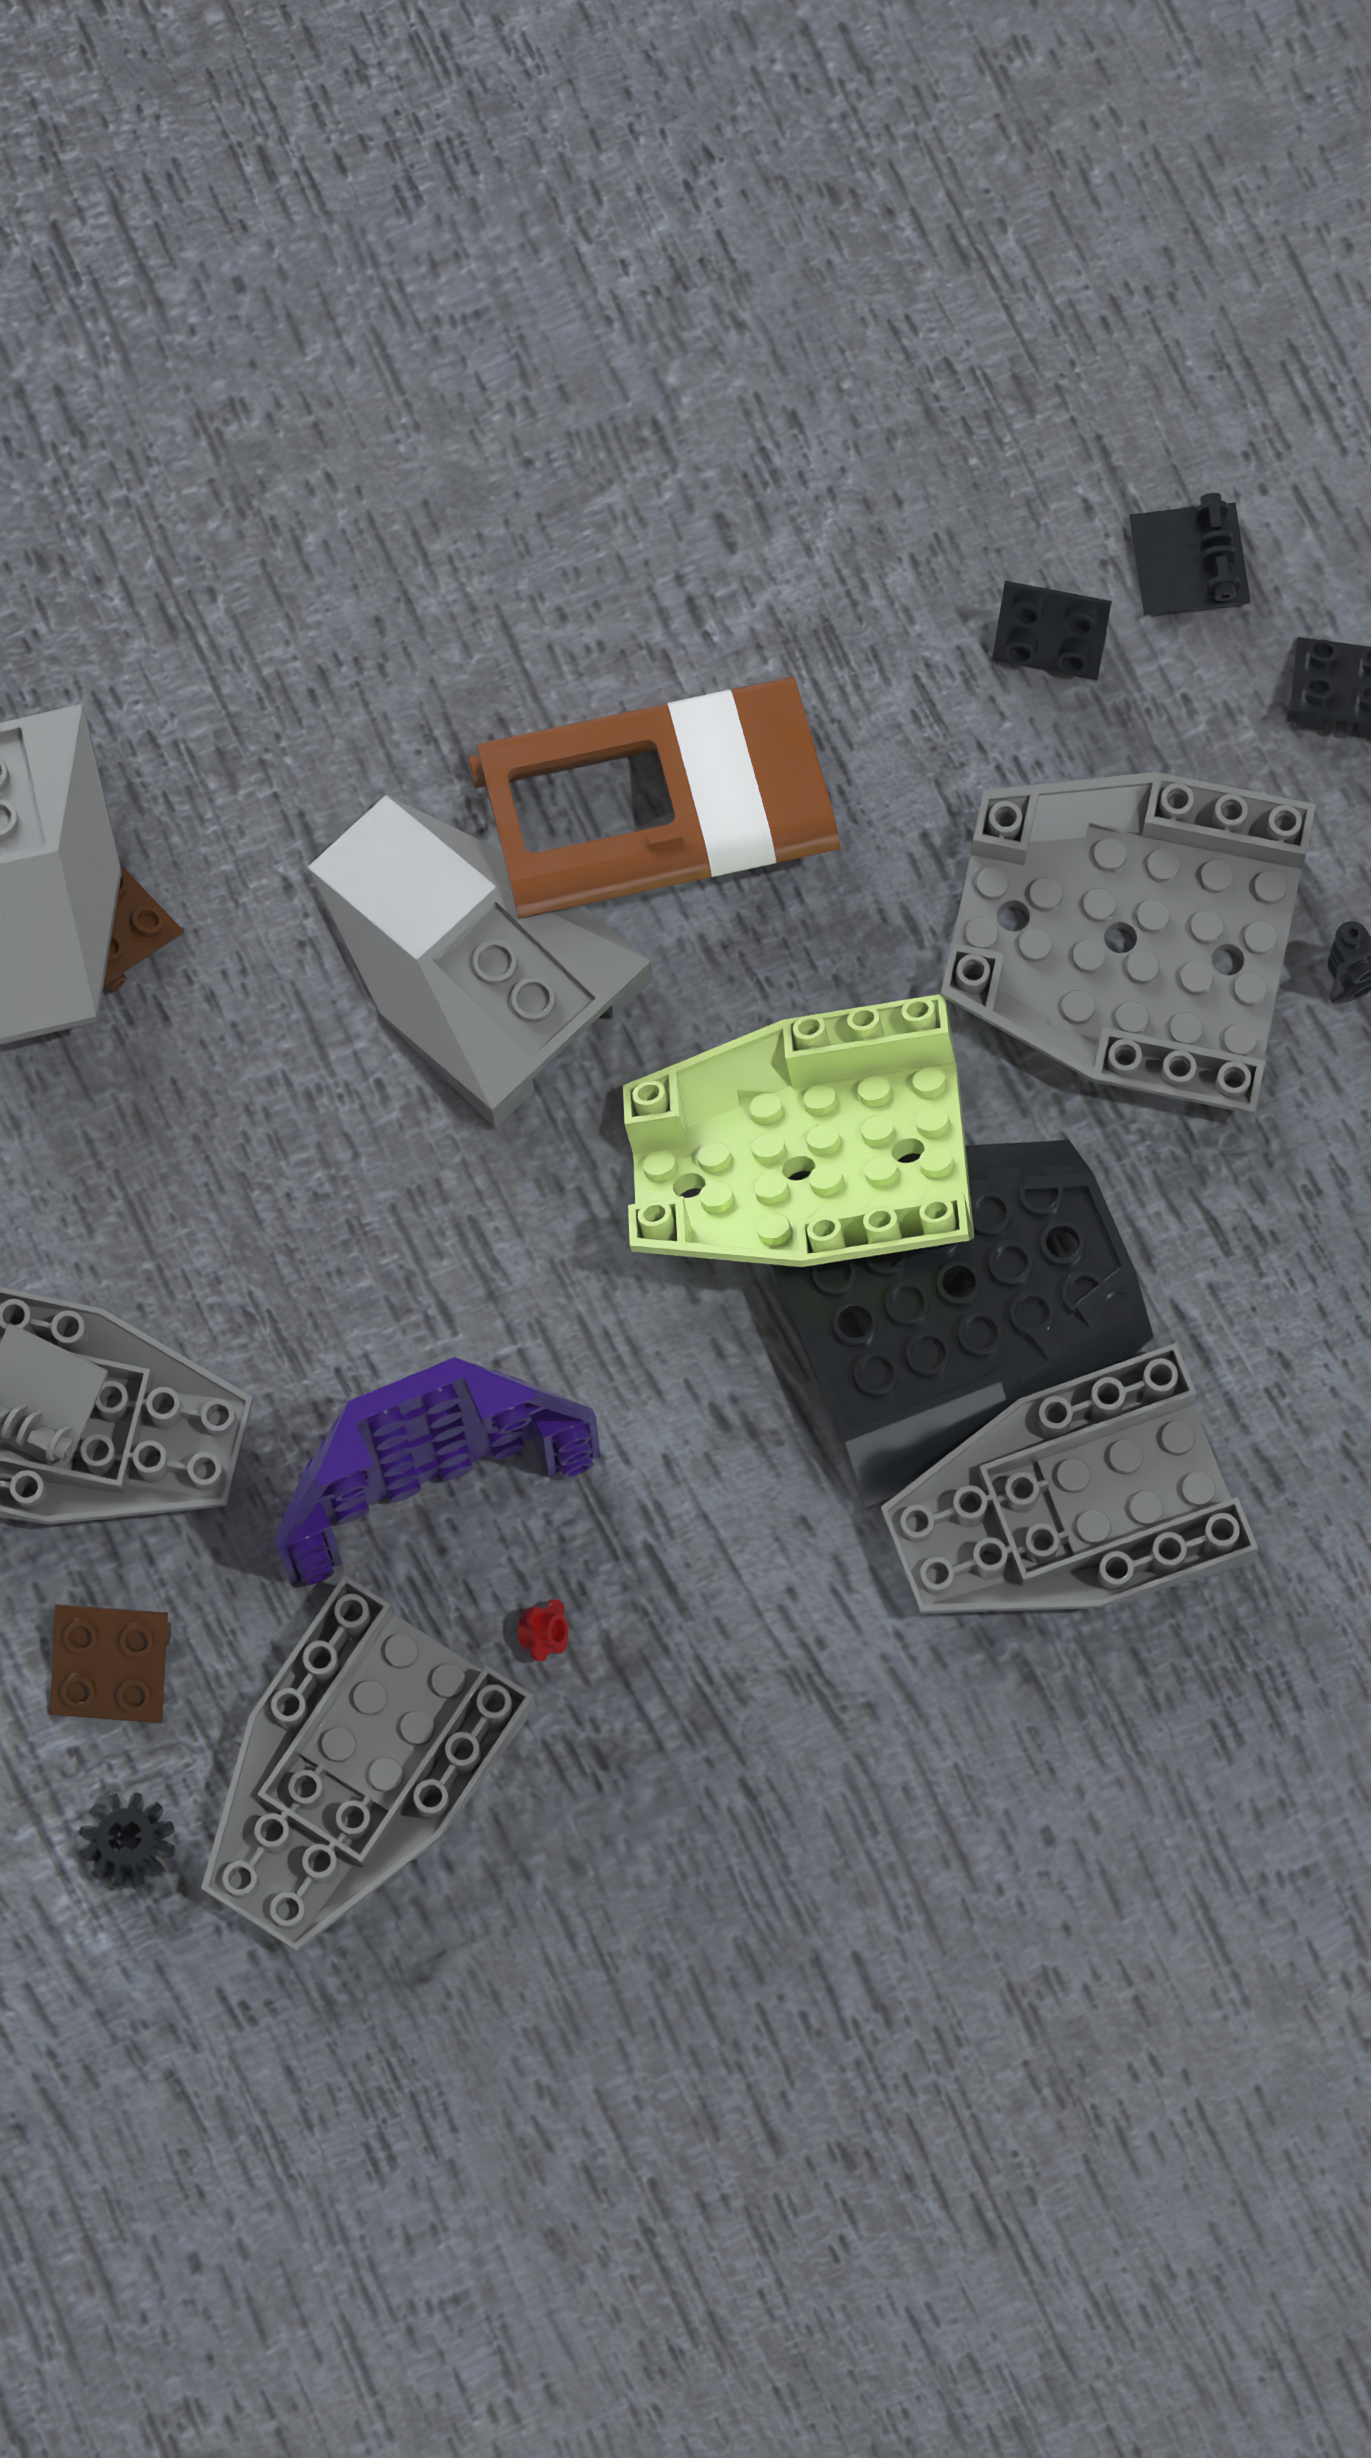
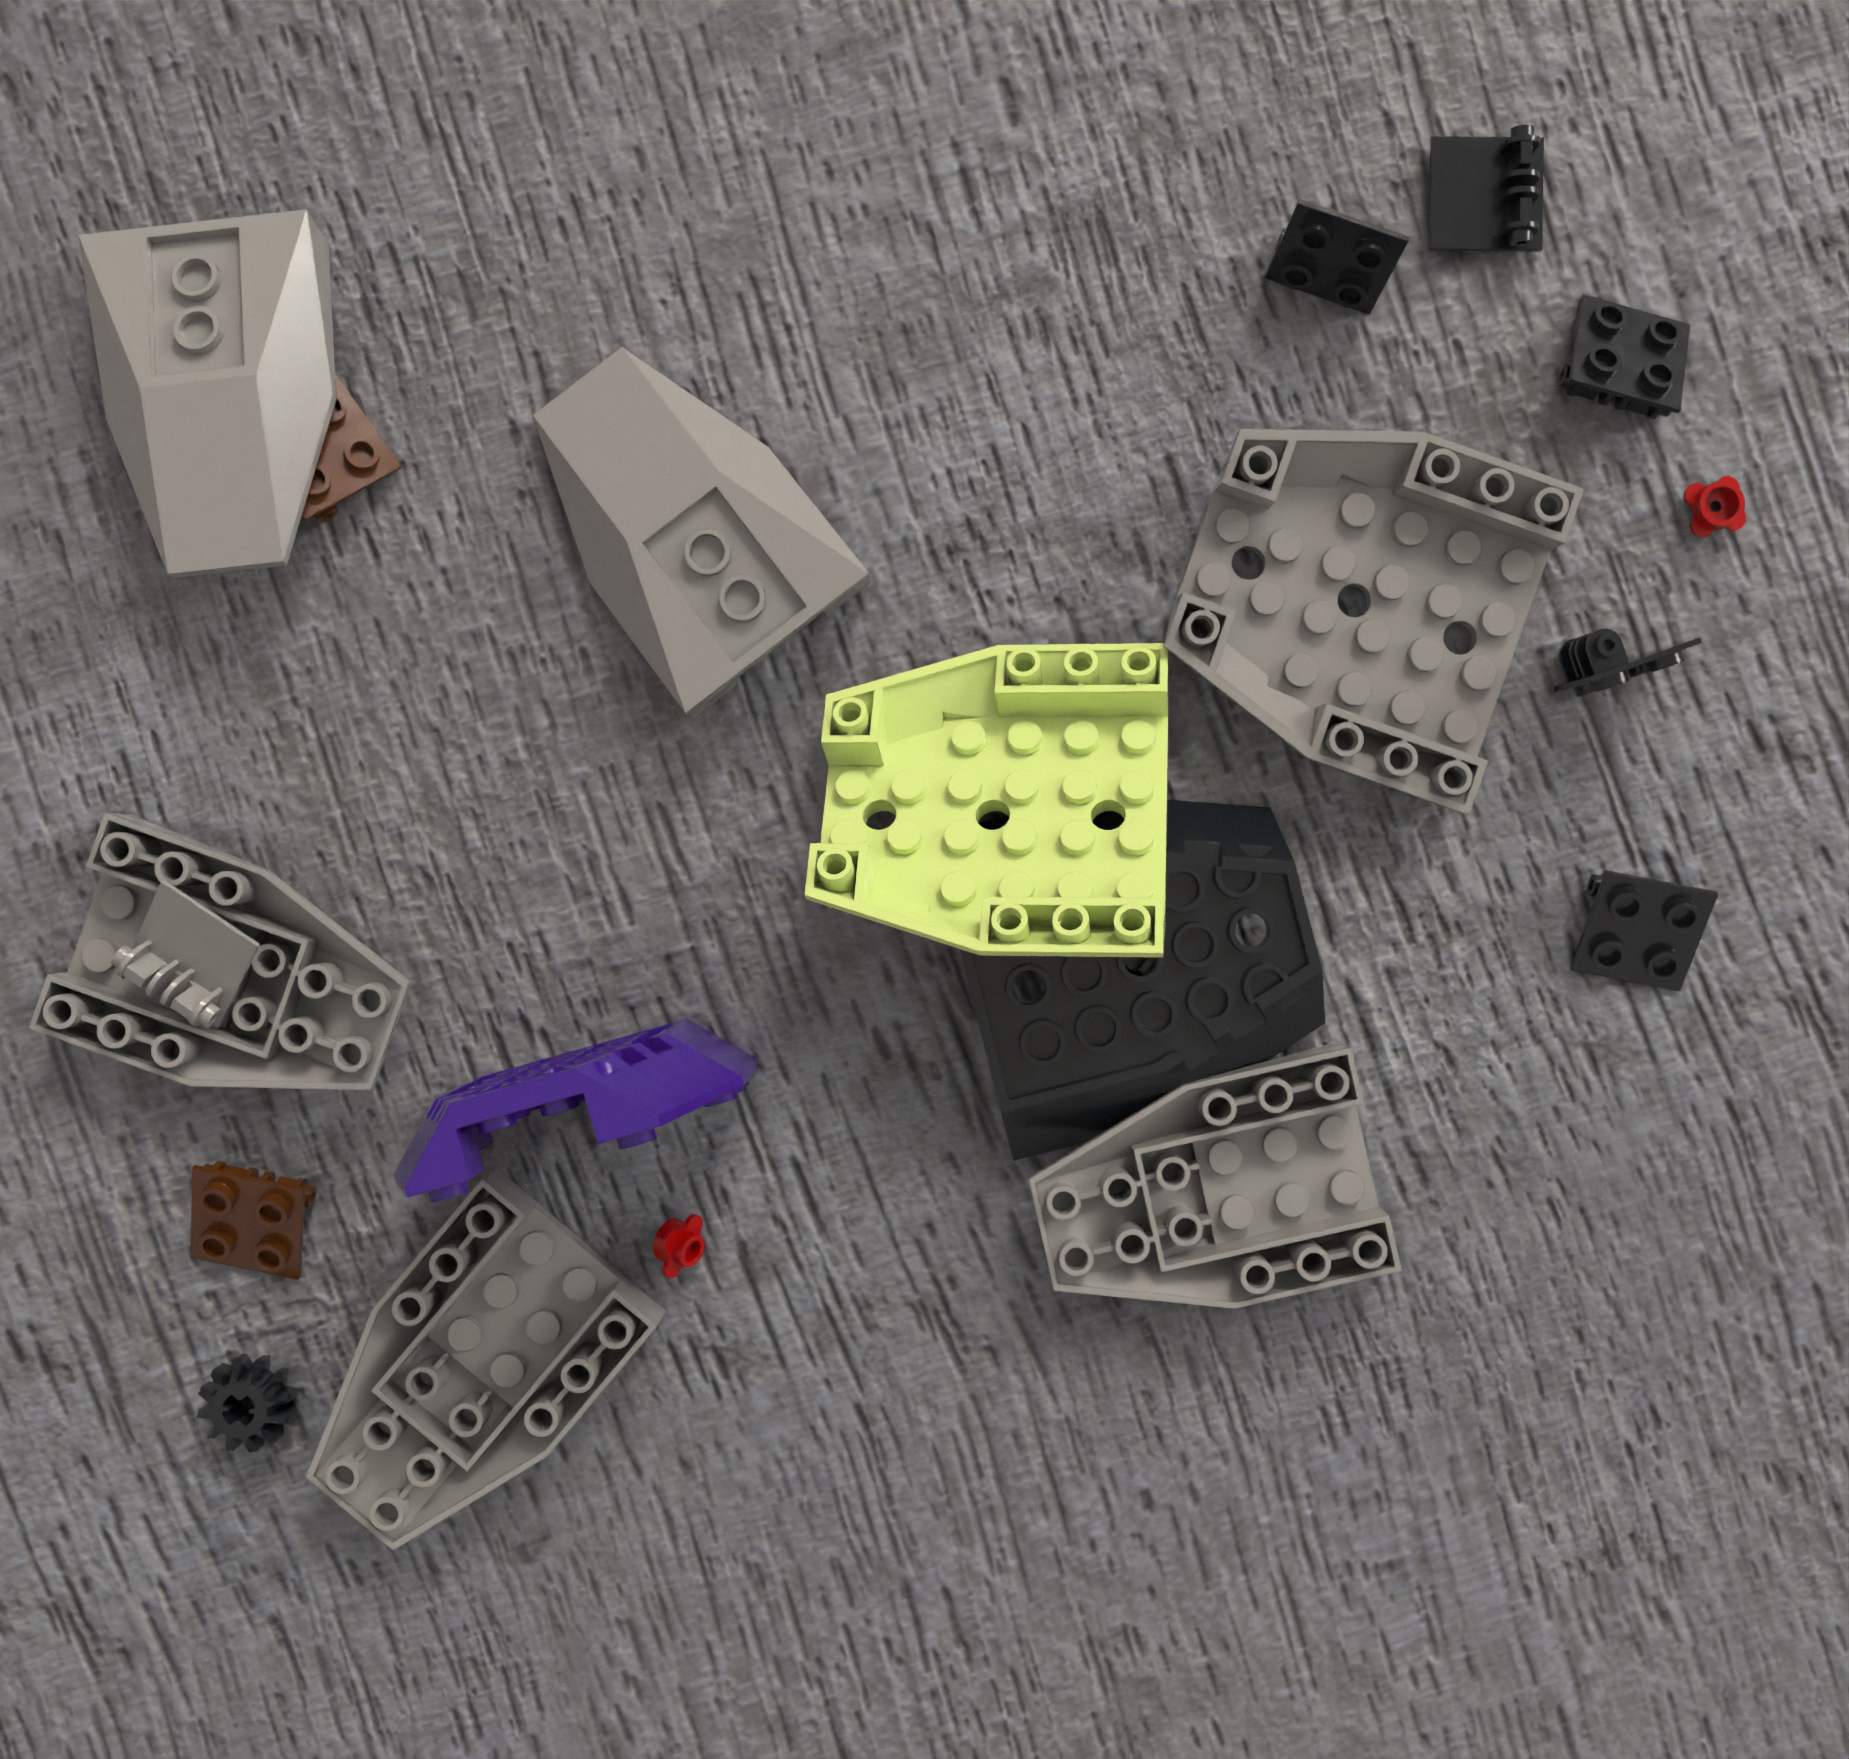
camera: 10 degrees right, 15 degrees up
(736, 780) = (983, 384): dark orange piece -> none

